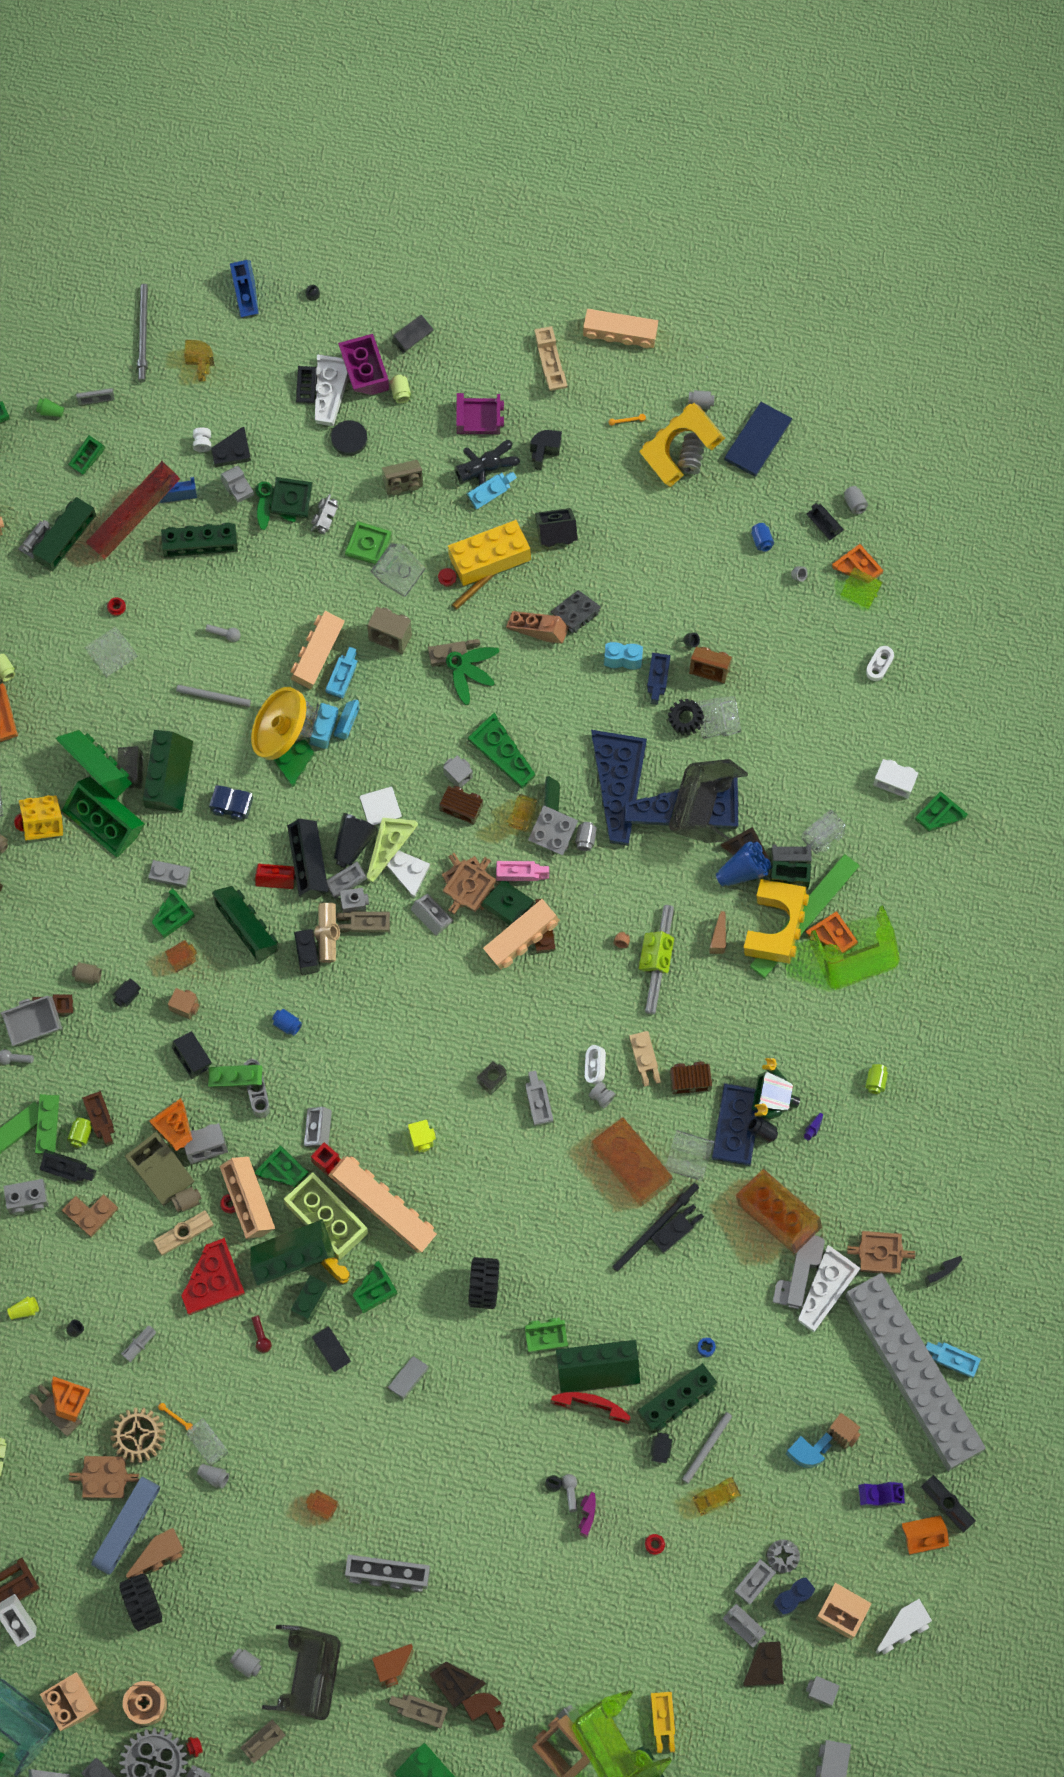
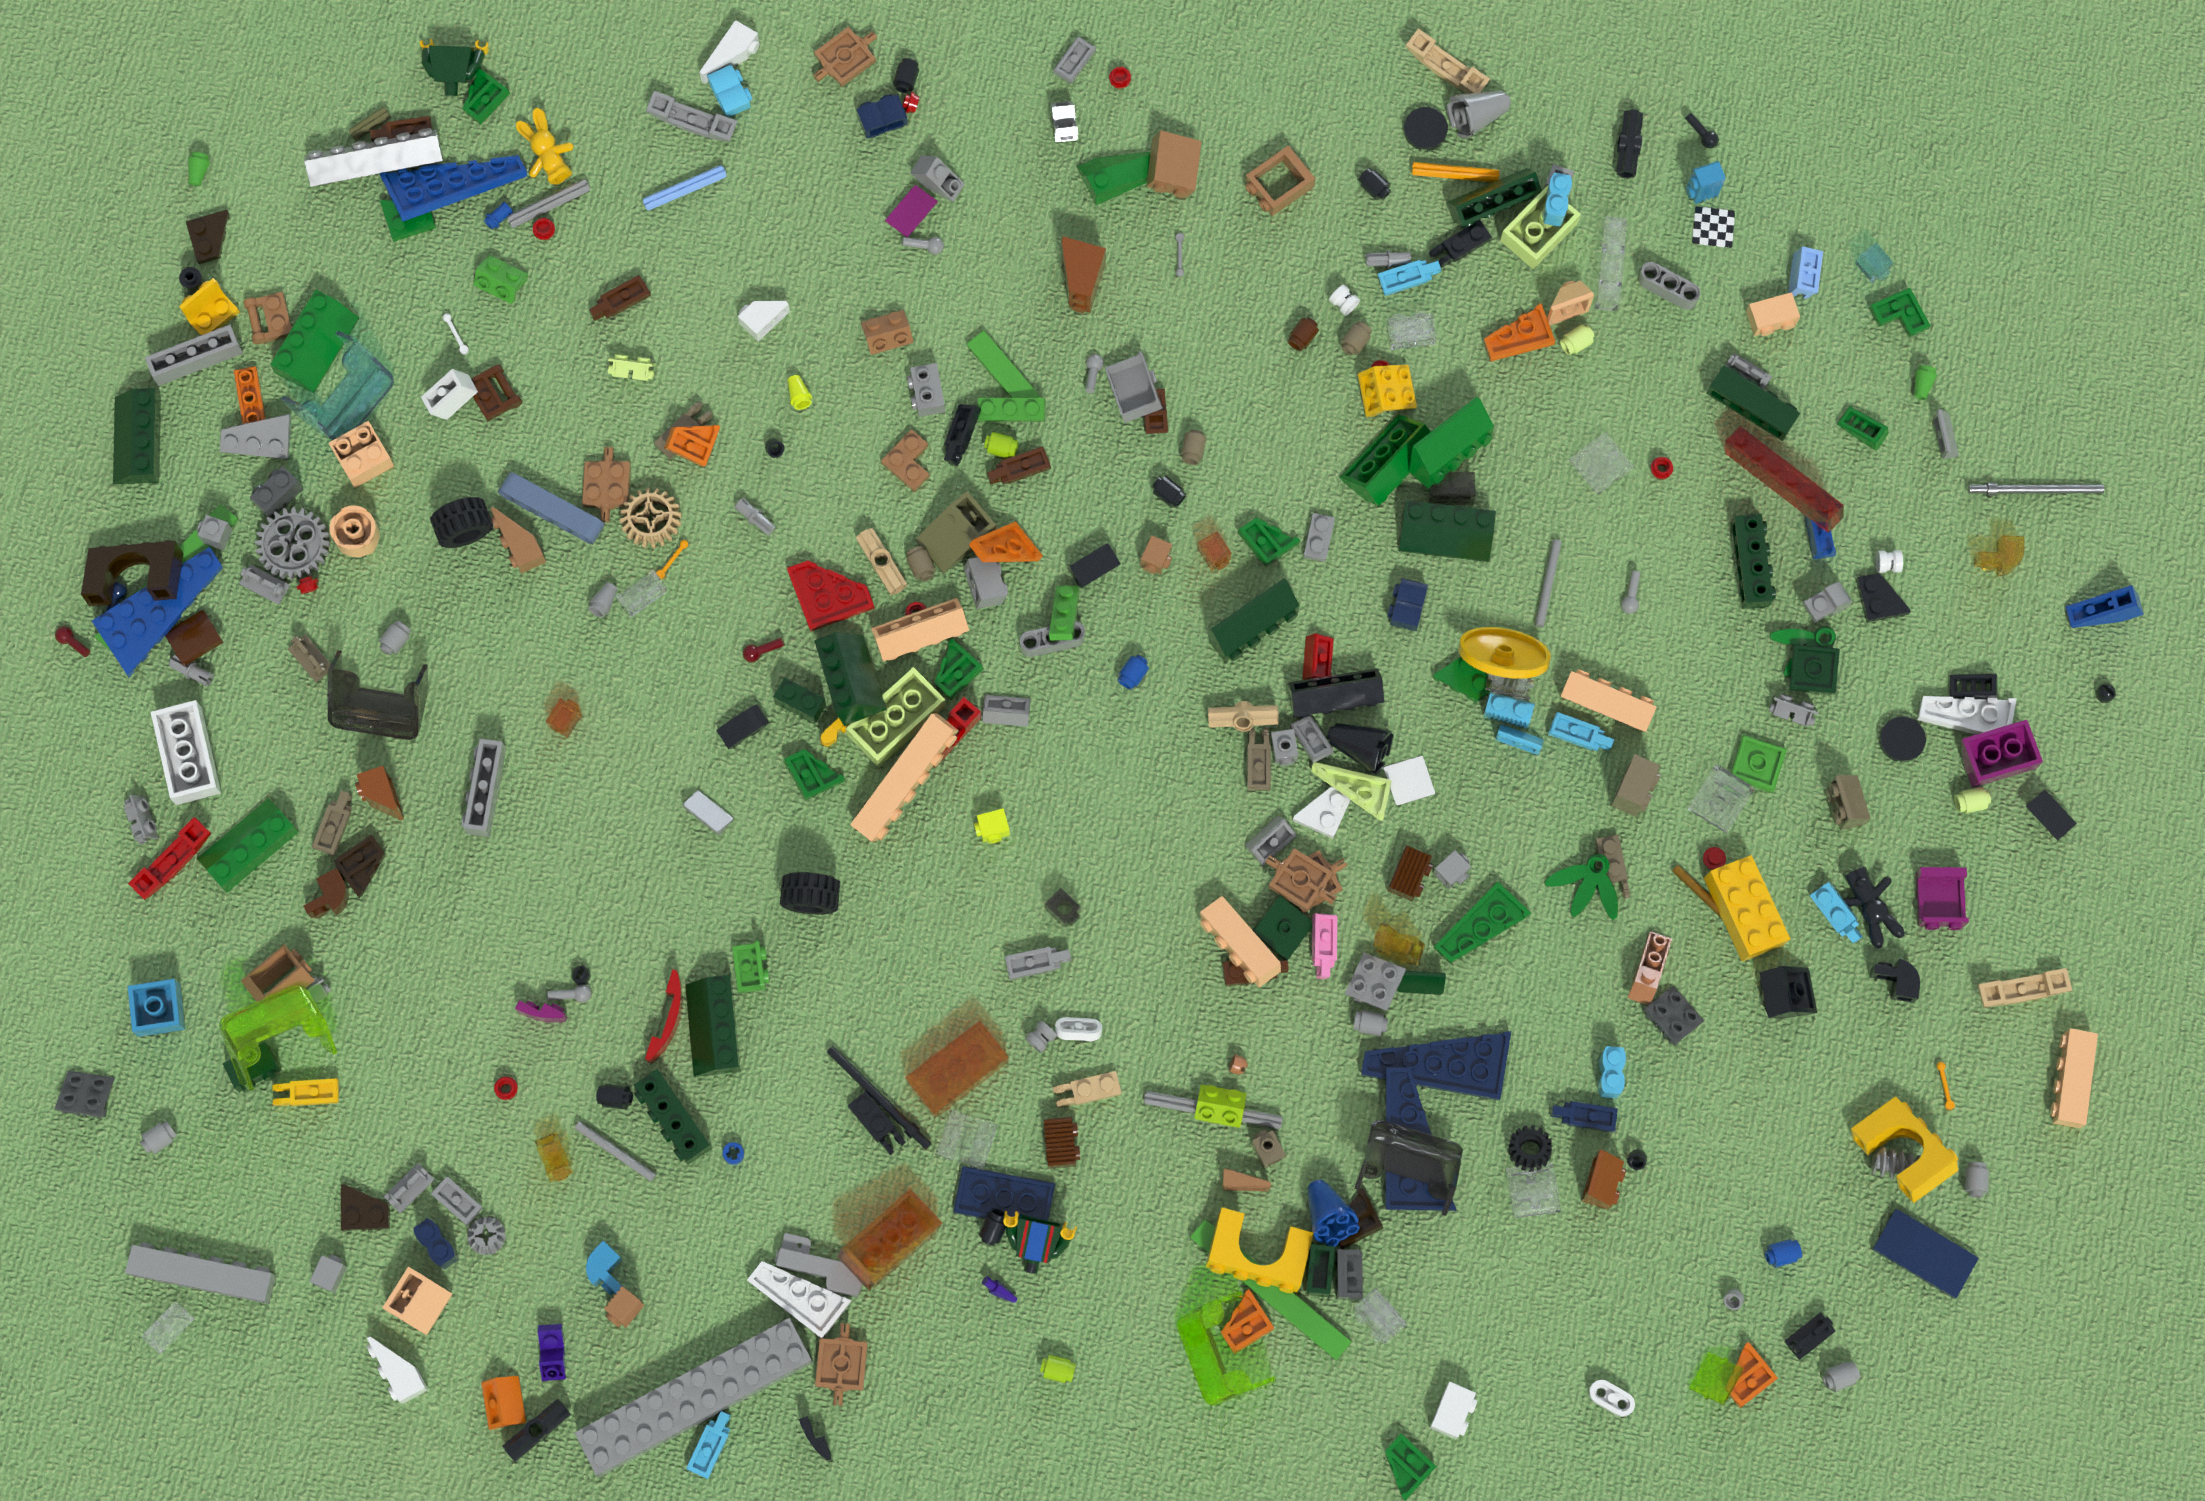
camera: 90 degrees right, 5 degrees up
(306, 952) = (1219, 693): black brick -> none
(691, 915) = (1267, 1148): none -> dark tan brick

